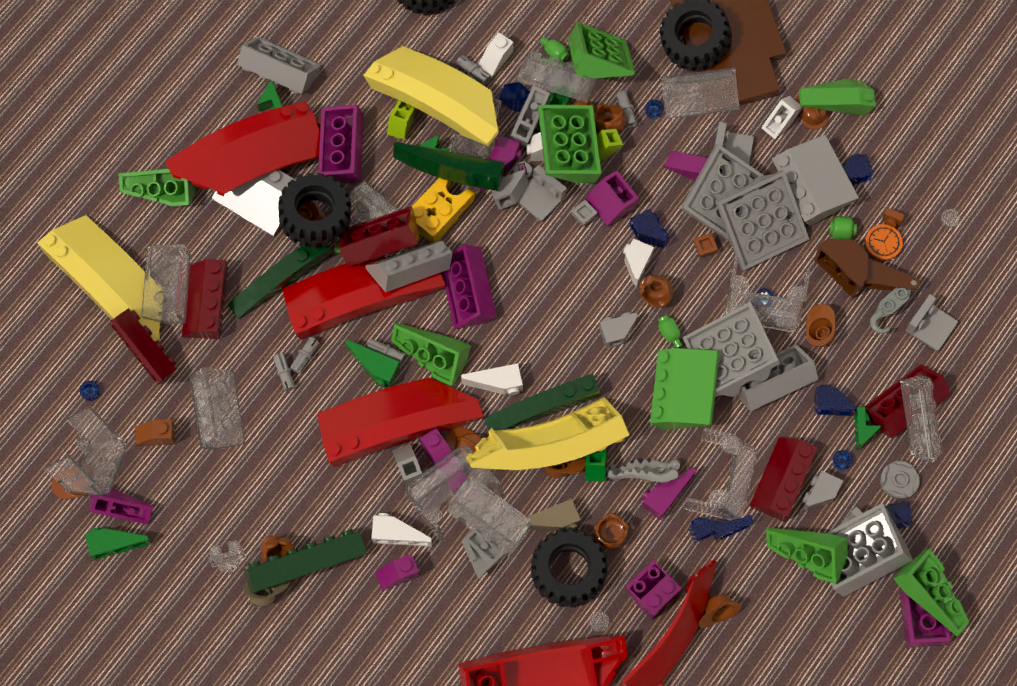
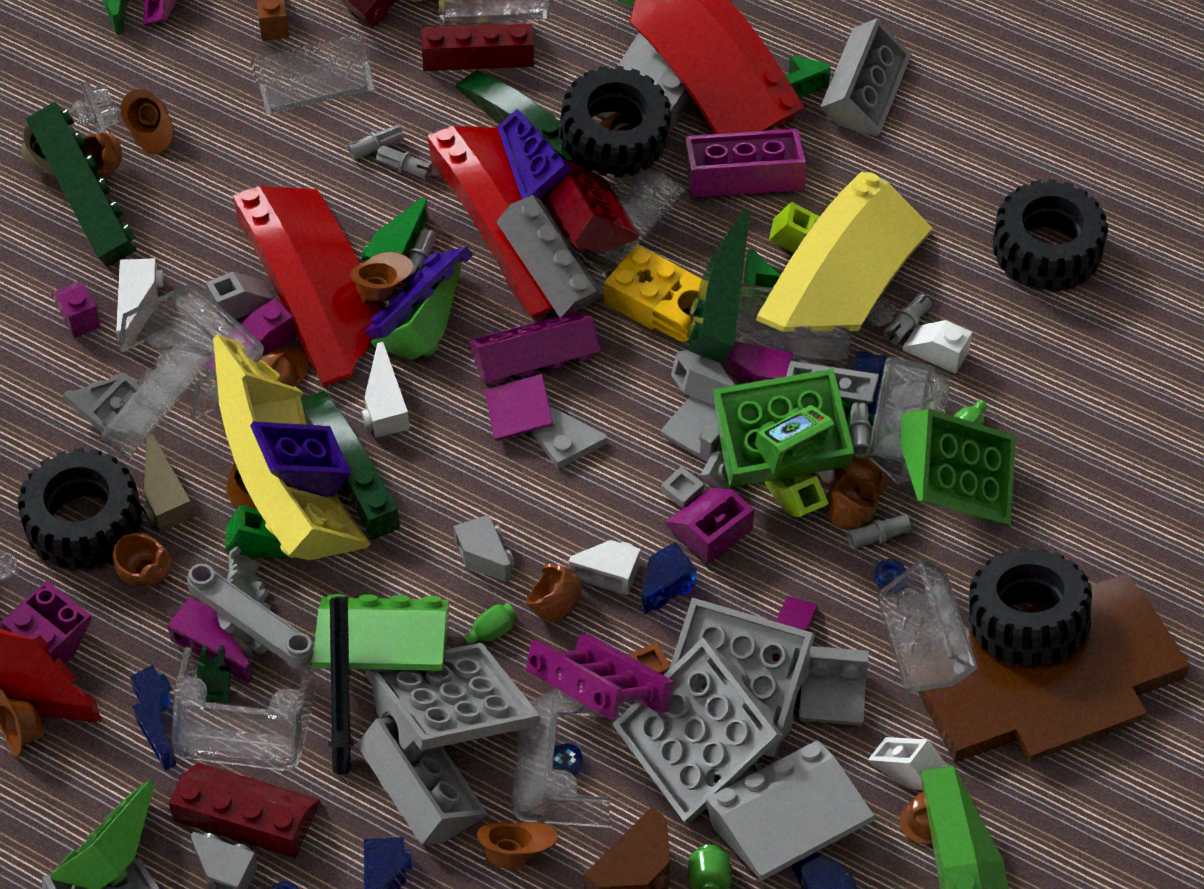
camera: 85 degrees right, 15 degrees down
(246, 518) = (147, 120): none -> dark orange piece
(334, 266) = (531, 156): none -> dark purple wing
(409, 369) = (380, 275): none -> dark orange piece
(414, 344) = (419, 288): none -> dark purple wing
(516, 299) = (518, 407): none -> magenta piece
(536, 278) = (568, 439): none -> light grey wing
(556, 421) = (303, 456): none -> dark purple slope
(567, 101) = (860, 430): none -> light grey axle
(577, 190) = (715, 472): none -> light grey plate
(590, 131) = (794, 437): none -> bright green slope
(674, 458) = (250, 616): none -> light grey piece
(697, 489) = (216, 677): none -> dark green plate
(720, 256) = (600, 676): none -> magenta fence
(748, 418) = (340, 693): none -> black axle

